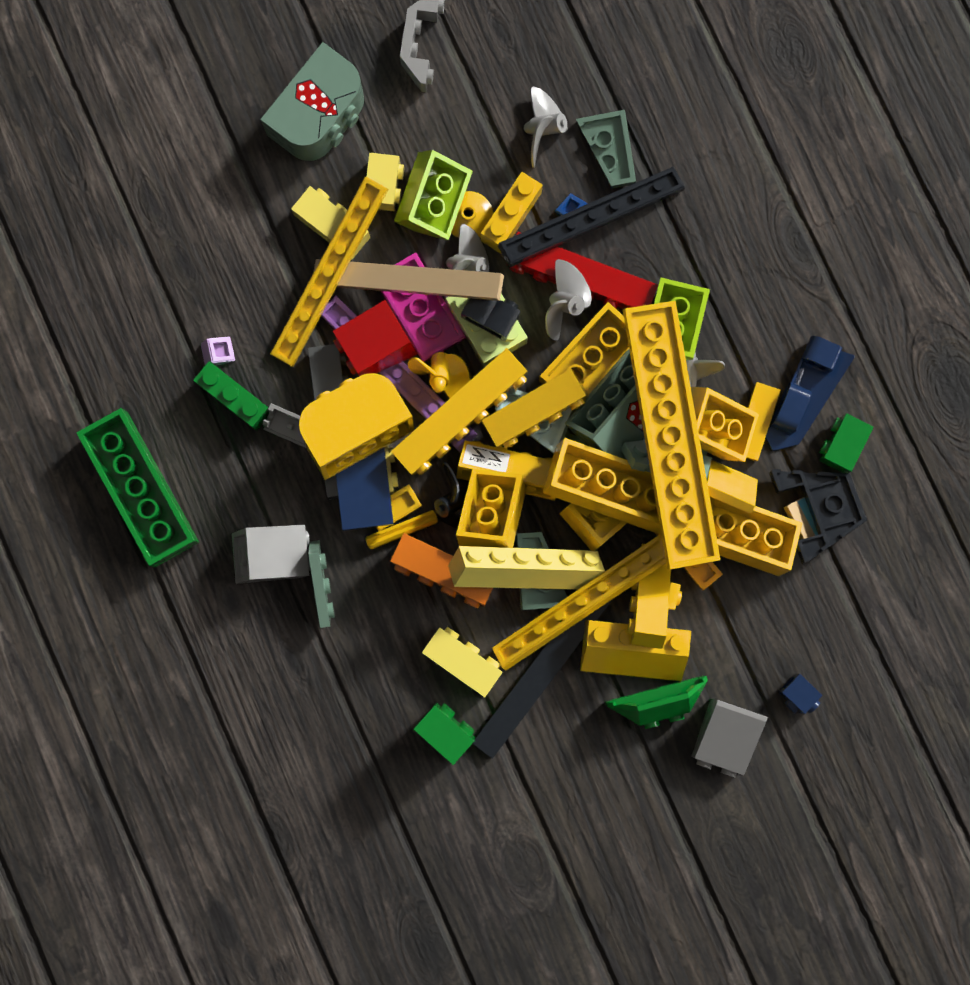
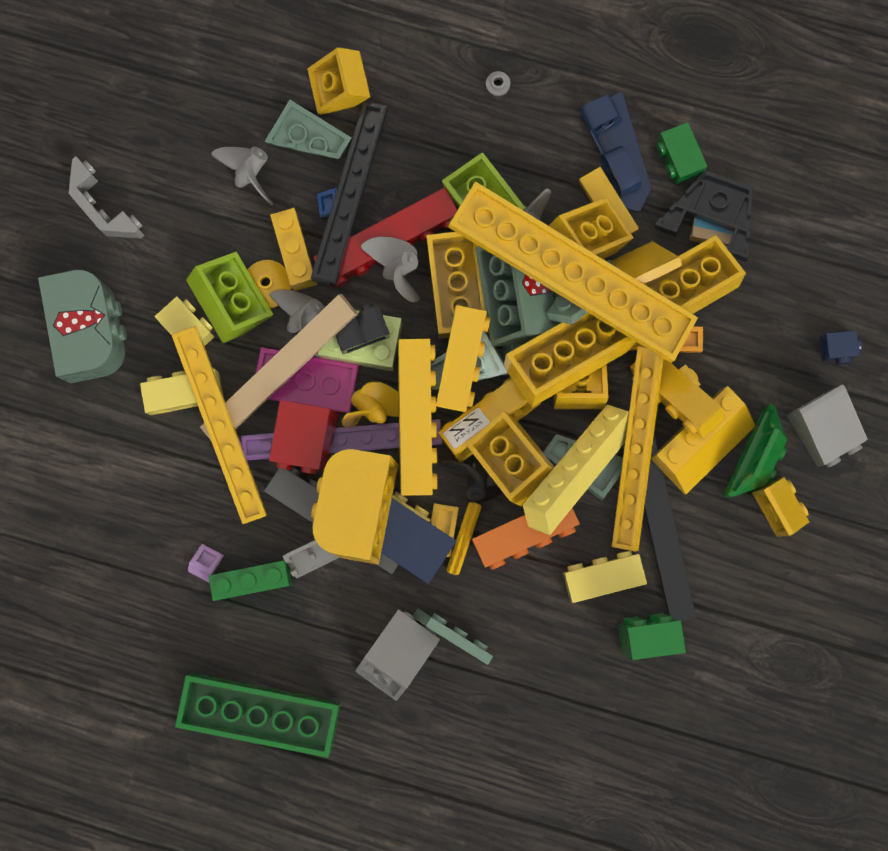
camera: 45 degrees left, 0 degrees up
(634, 753) = (781, 507): none -> yellow slope
(671, 134) = (338, 81): none -> yellow slope
(772, 261) = (498, 90): none -> light grey plate

